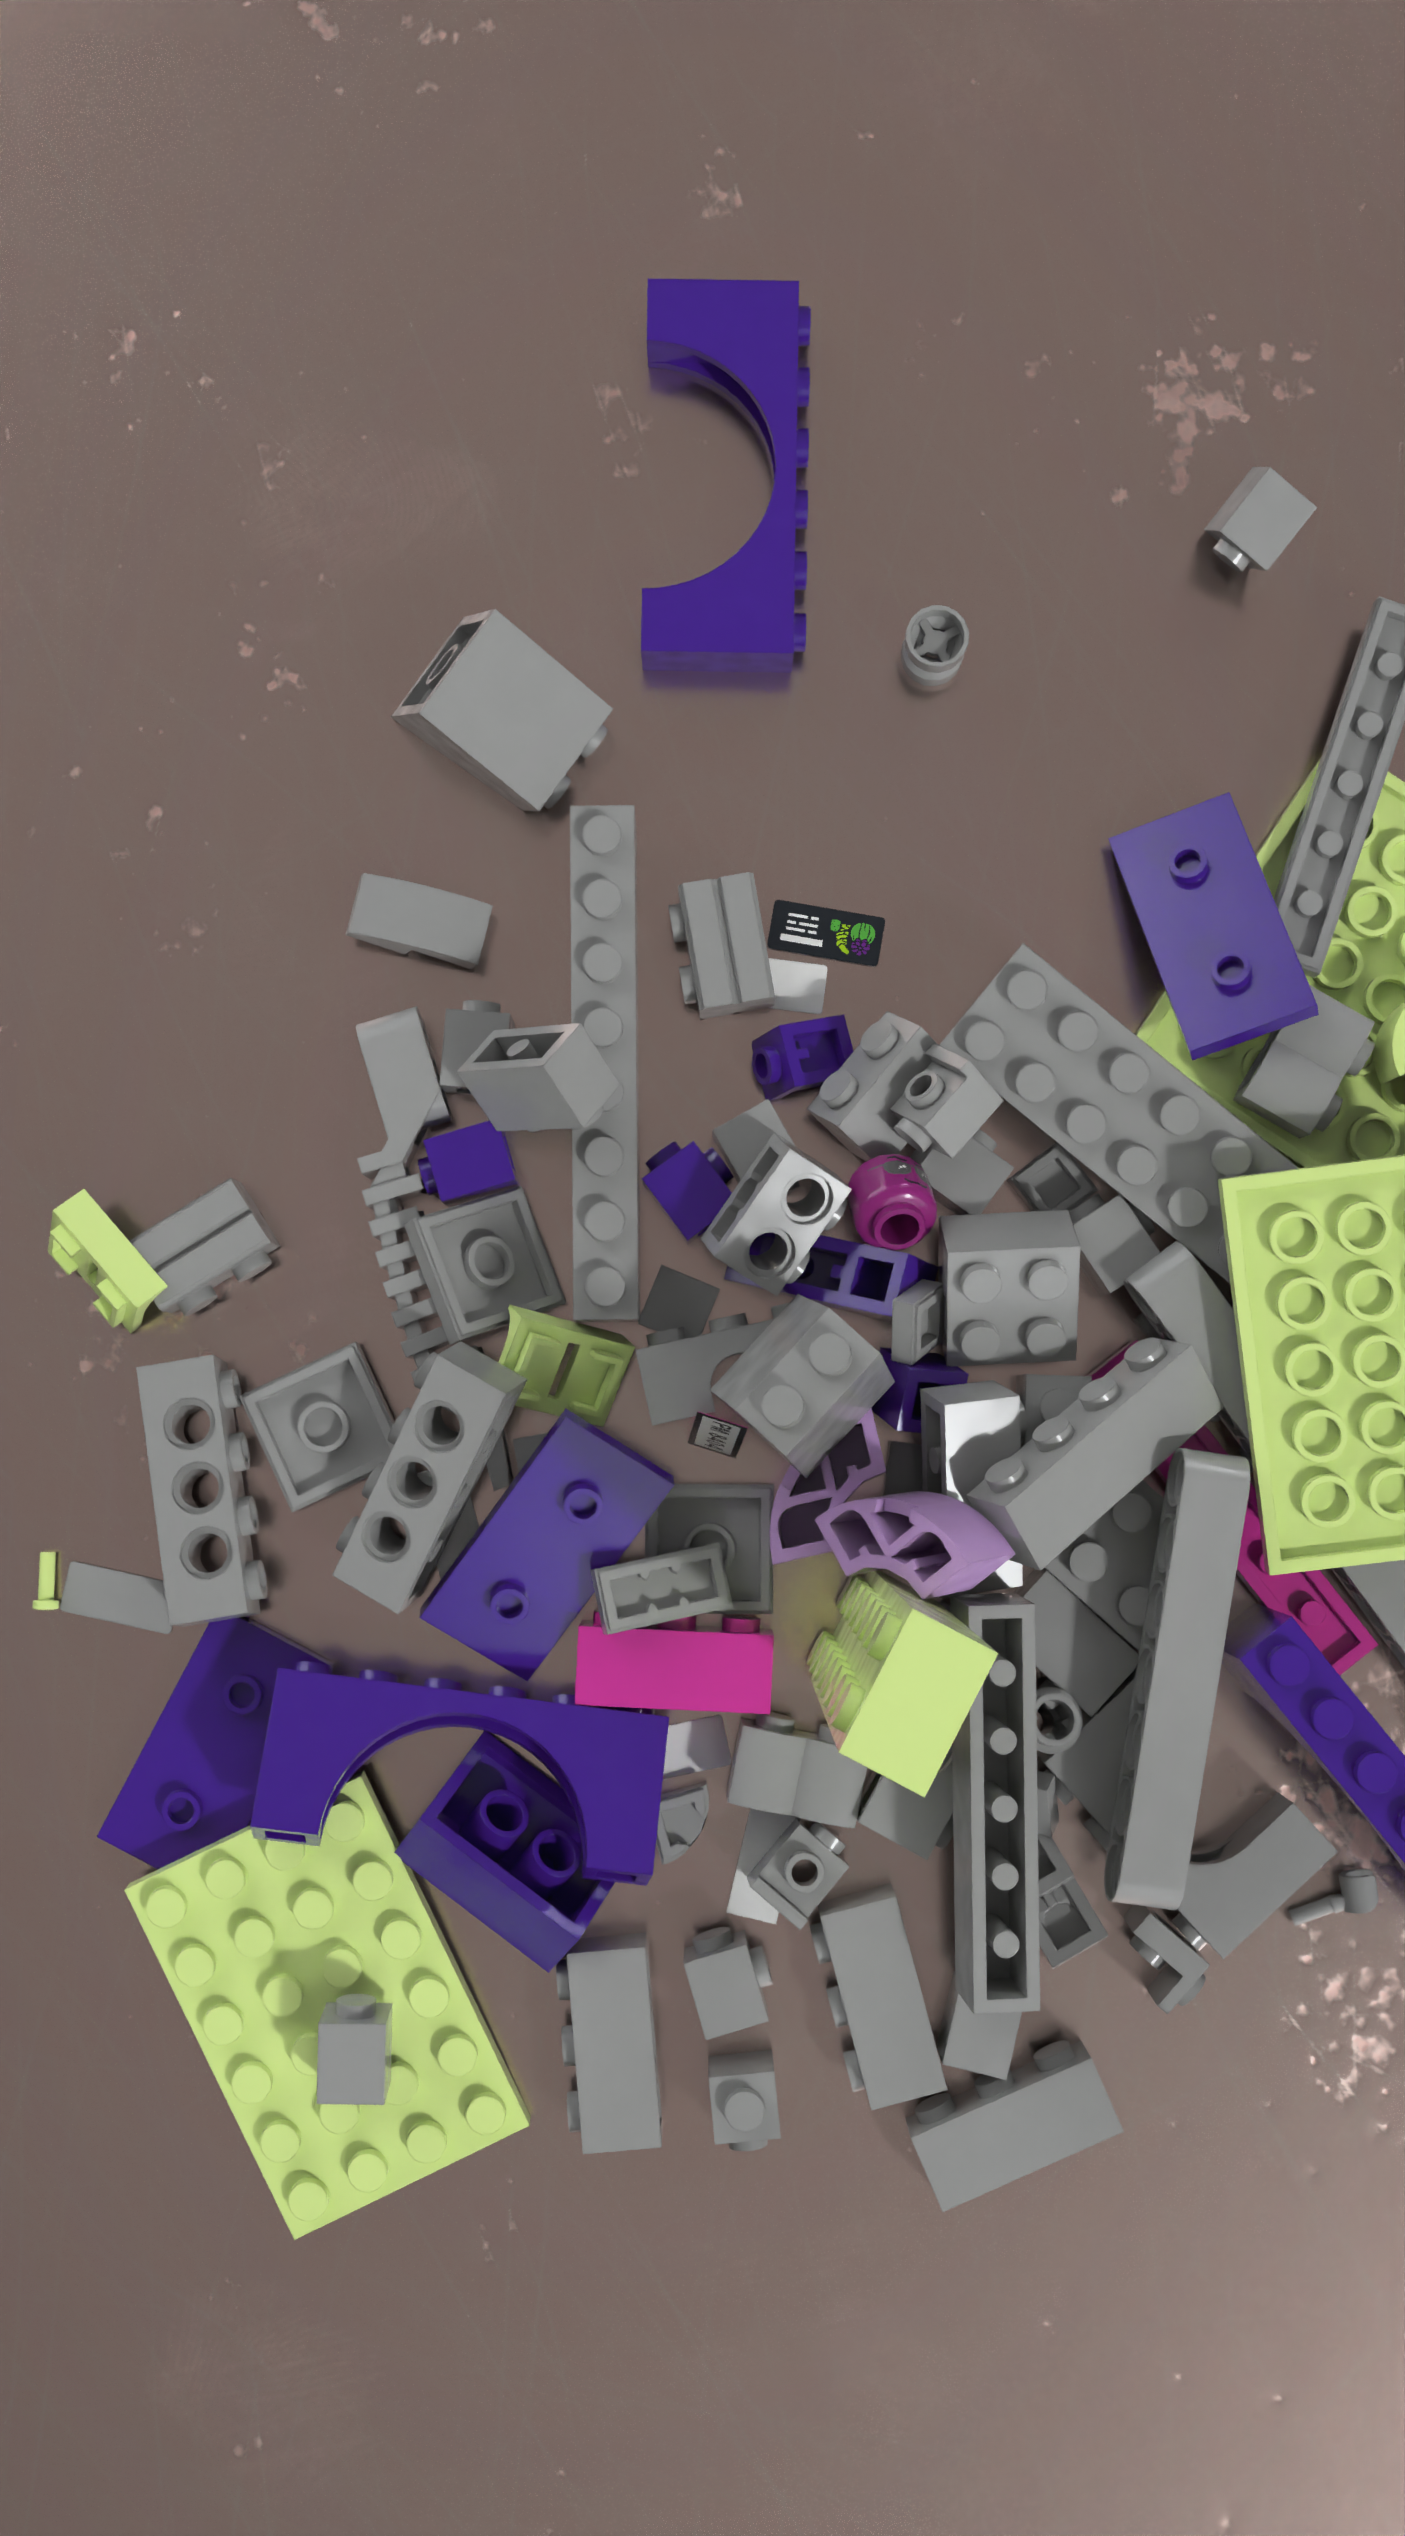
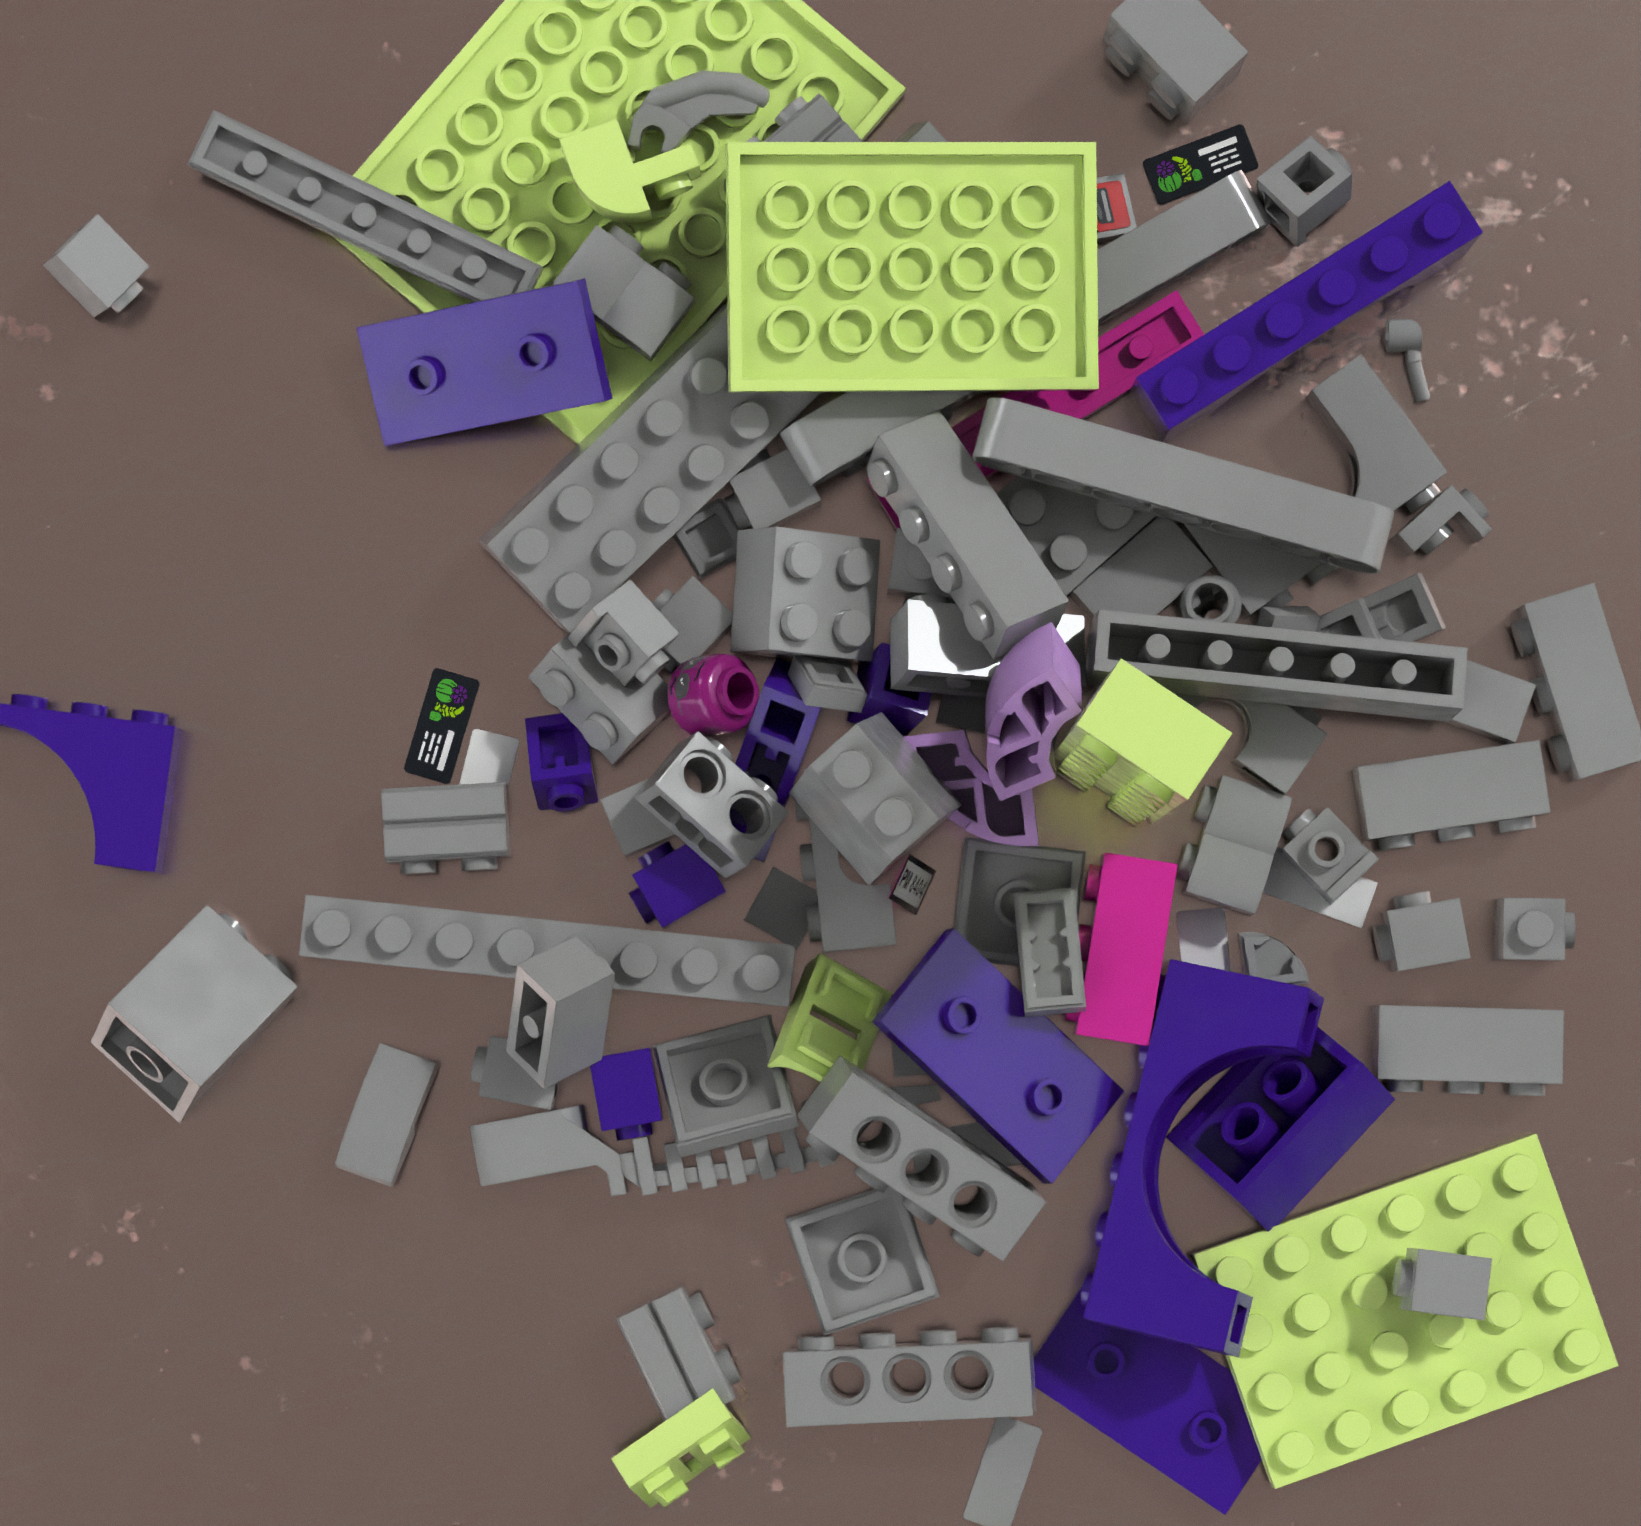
camera: 85 degrees left, 0 degrees up
(939, 633) = (171, 582): light grey wheel -> none

